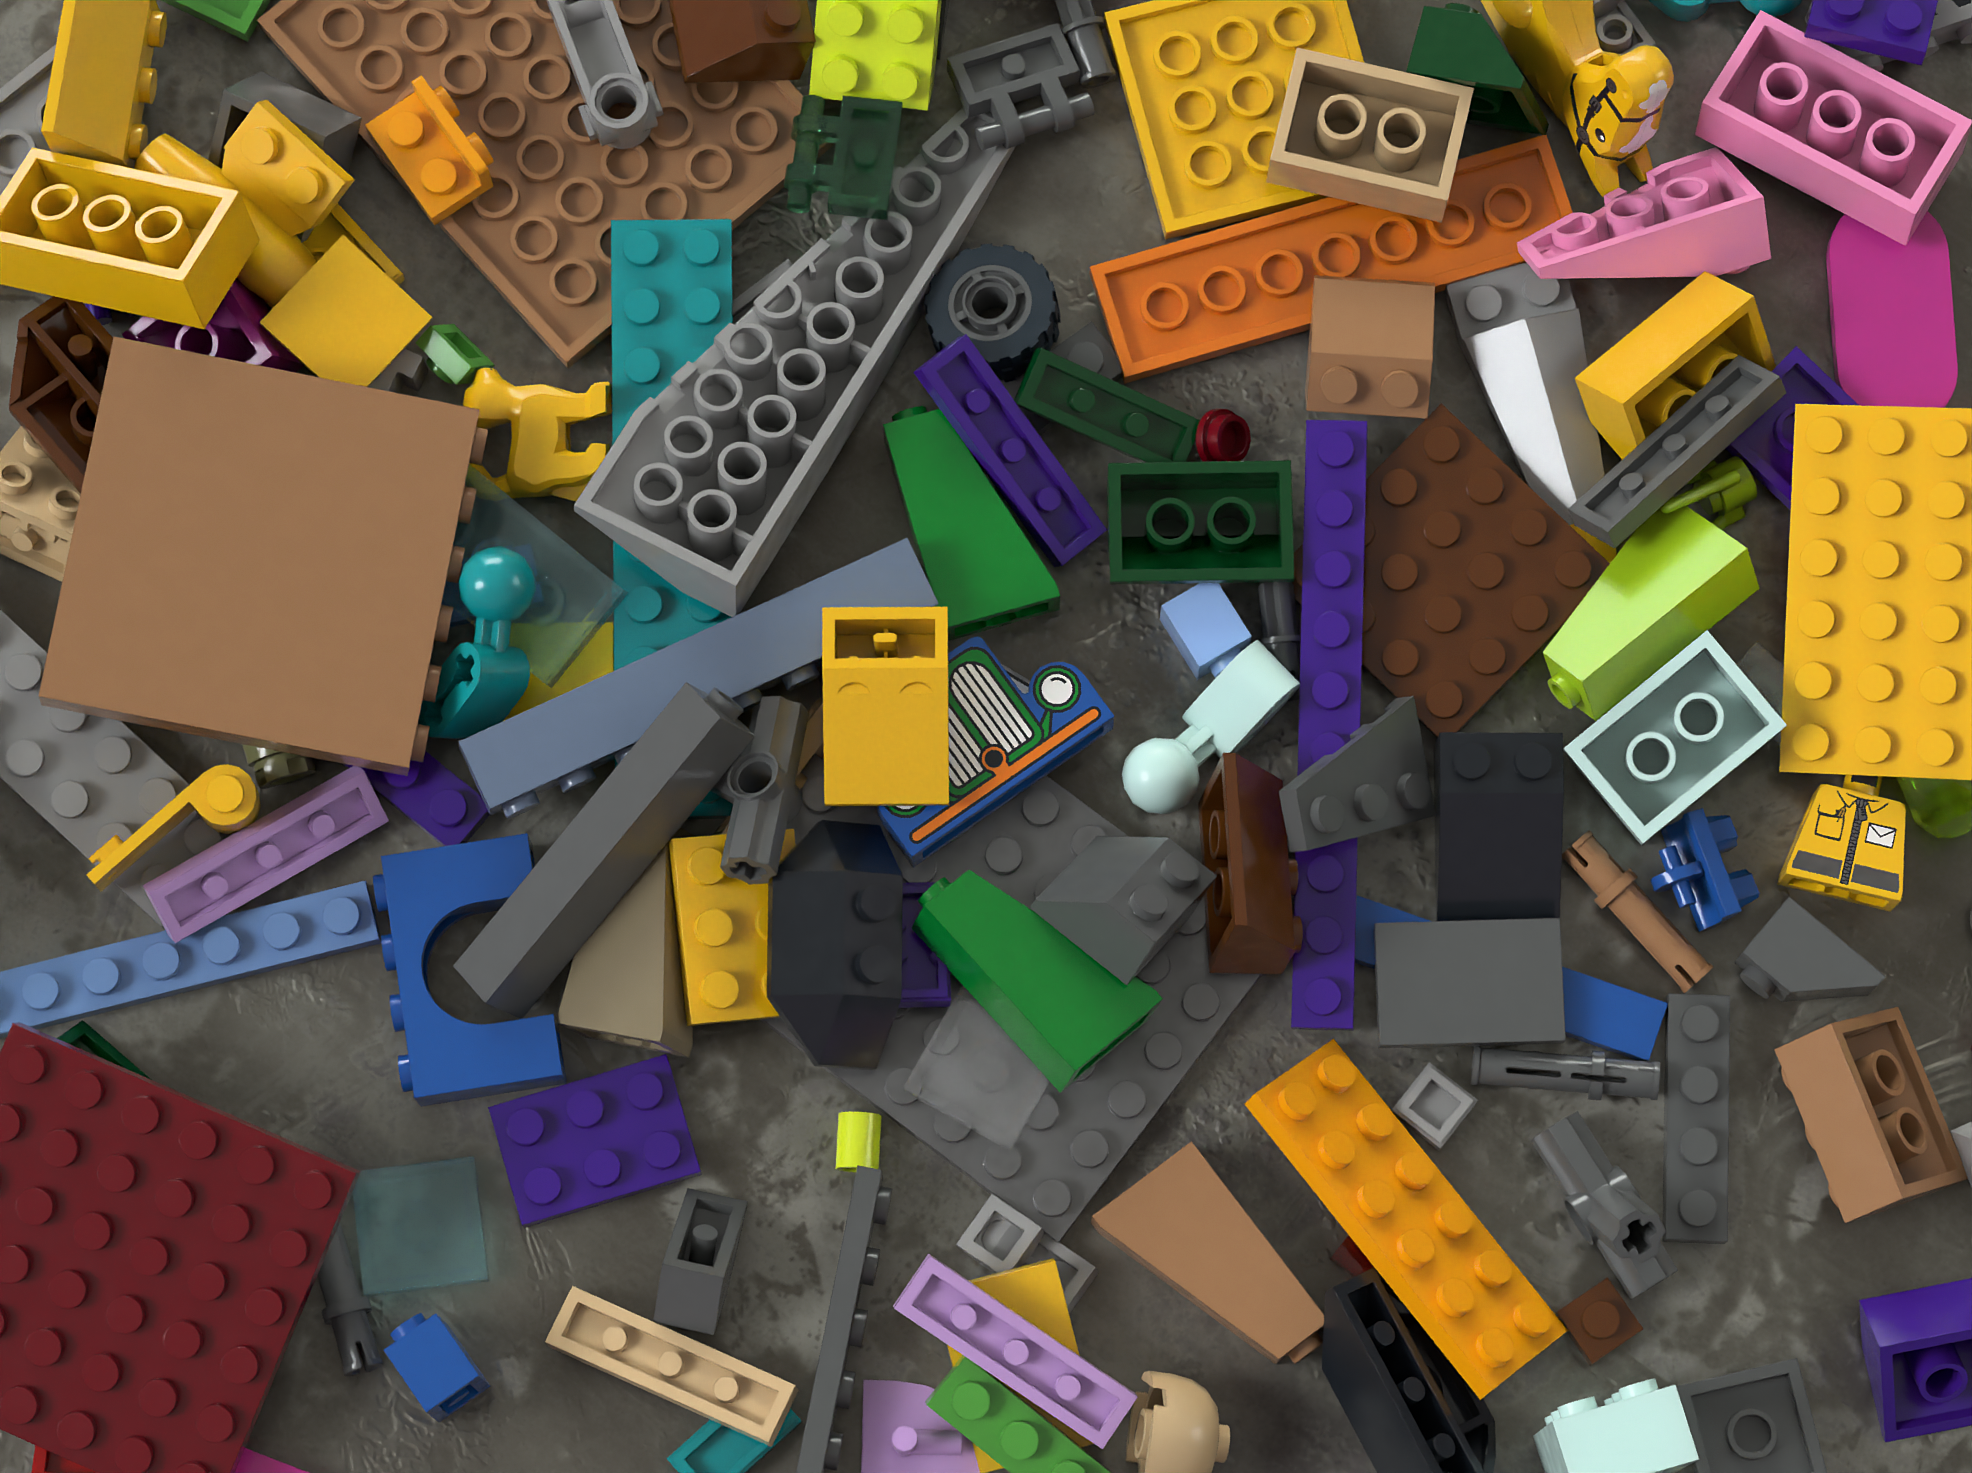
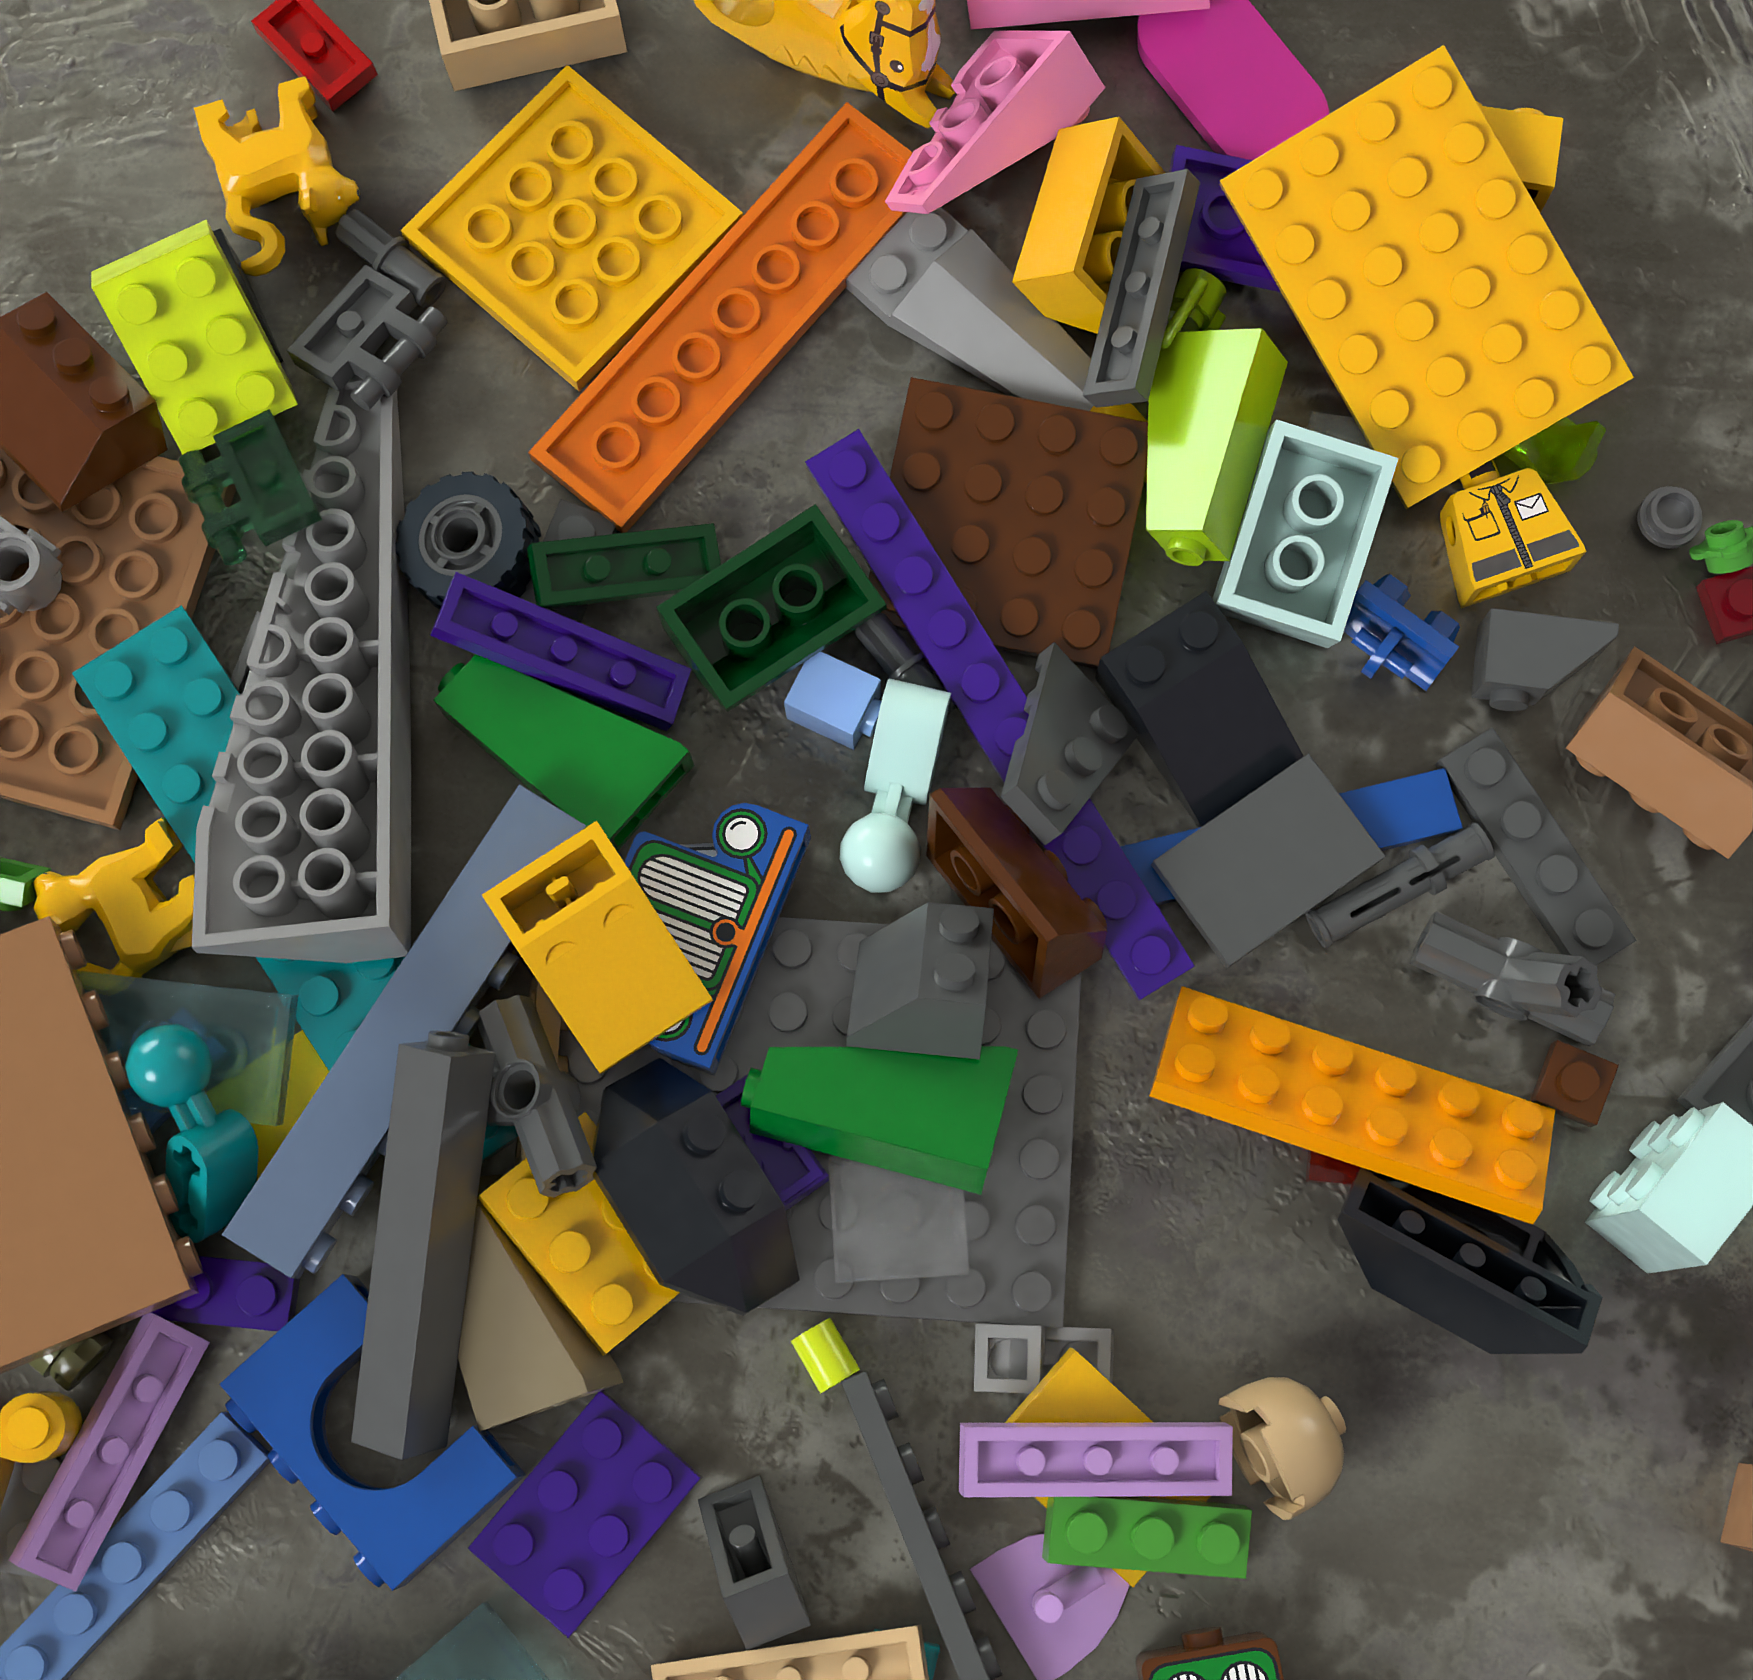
camera: 30 degrees left, 0 degrees up
(1210, 1251) = (1202, 1246): medium nougat slope -> none
(1222, 436) = (738, 525): dark red plate -> none
(1369, 135) = (699, 185): tan brick -> none
(1370, 347) = (818, 367): medium nougat slope -> none
(1434, 1106) = (1306, 988): light grey tile -> none
(1463, 50) = (754, 81): dark green slope -> none
(1636, 911) = (1365, 706): medium nougat pin -> none

